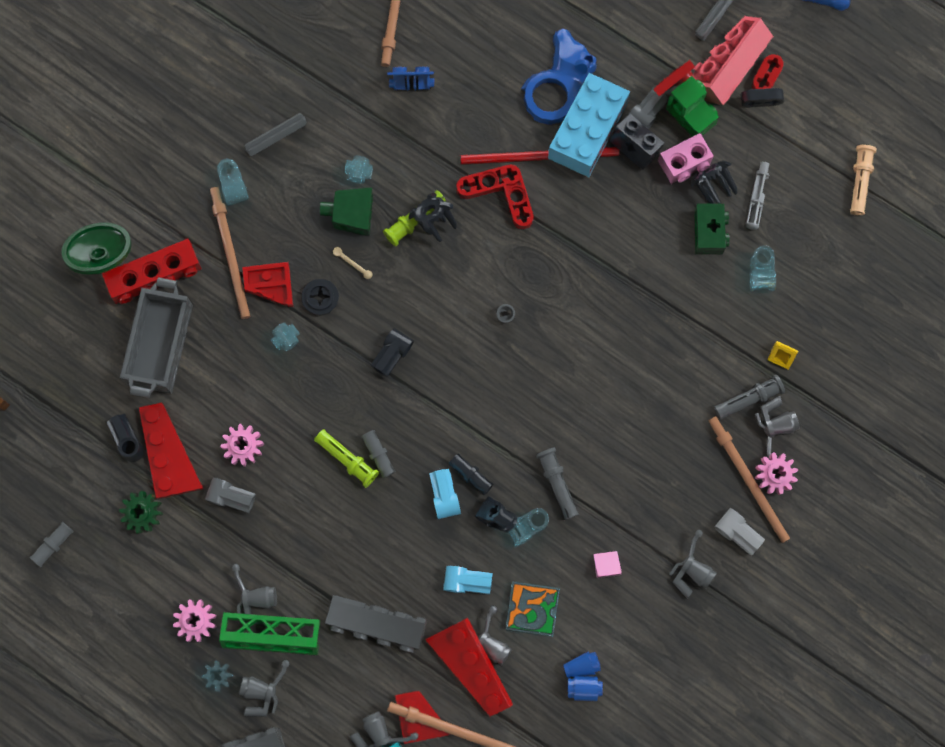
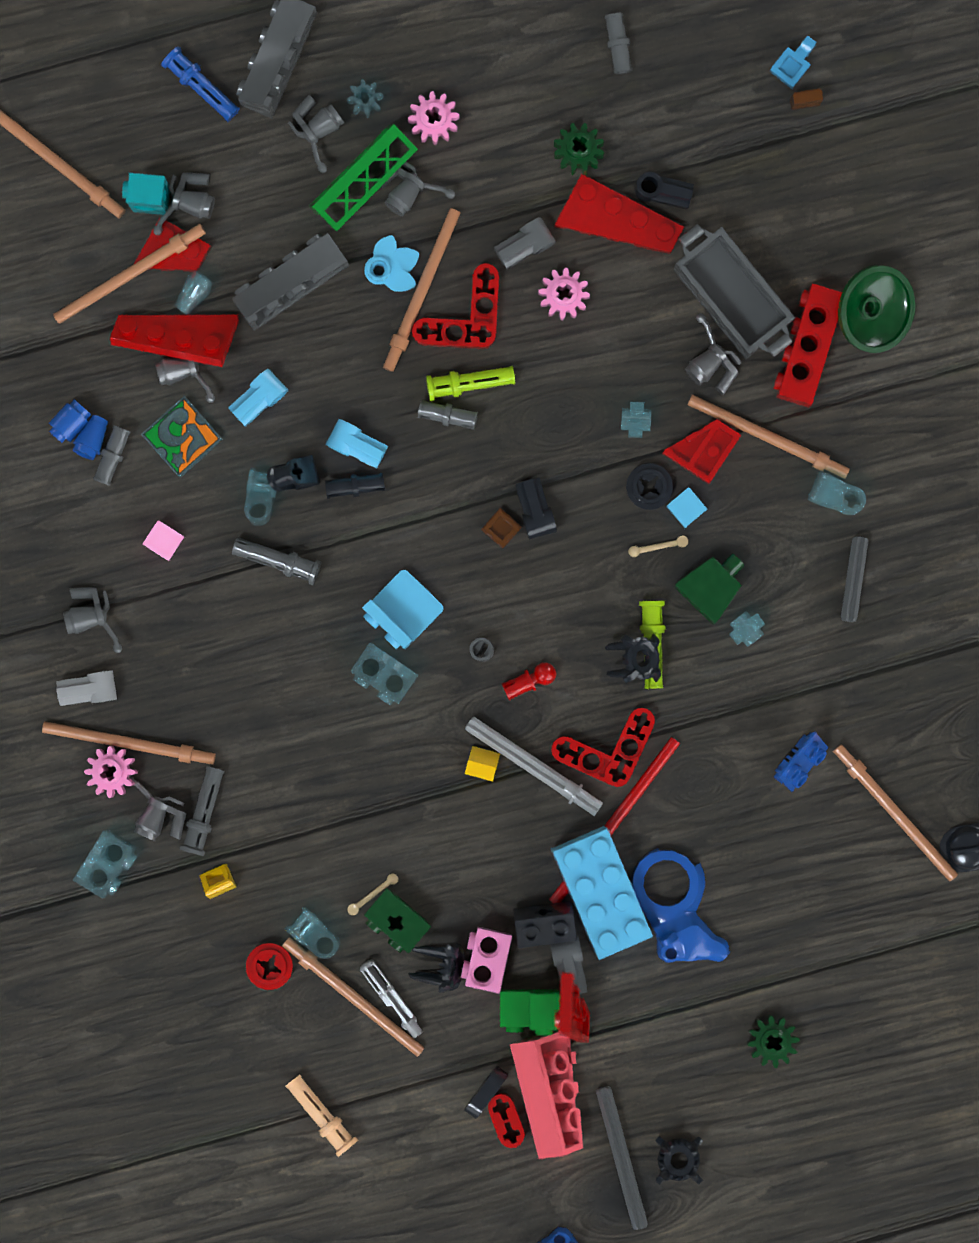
camera: 130 degrees right, 10 degrees up
(217, 324) = (706, 364): none -> flat silver piece
(302, 487) = (477, 320): none -> red beam
(309, 566) = (395, 261): none -> medium azure plate
(314, 265) = (686, 507): none -> medium azure tile
(356, 523) = (400, 341): none -> nougat bar
(421, 364) = (501, 528): none -> reddish brown tile
(432, 680) = (194, 291): none -> clear light blue cone
(488, 266) = (543, 674): none -> red pin
(523, 380) = (402, 609): none -> medium azure bracket
(544, 196) = (534, 766): none -> light grey axle
(565, 359) = (387, 667): none -> clear light blue brick
(573, 258) = (482, 763): none -> yellow slope
(582, 643) = (111, 455): none -> dark grey pin
(726, 262) = (353, 909): none -> tan hinge
(780, 260) = (309, 961): none -> nougat bar
(809, 273) = (256, 971): none -> red gear
(835, 434) = (99, 860): none -> clear light blue brick

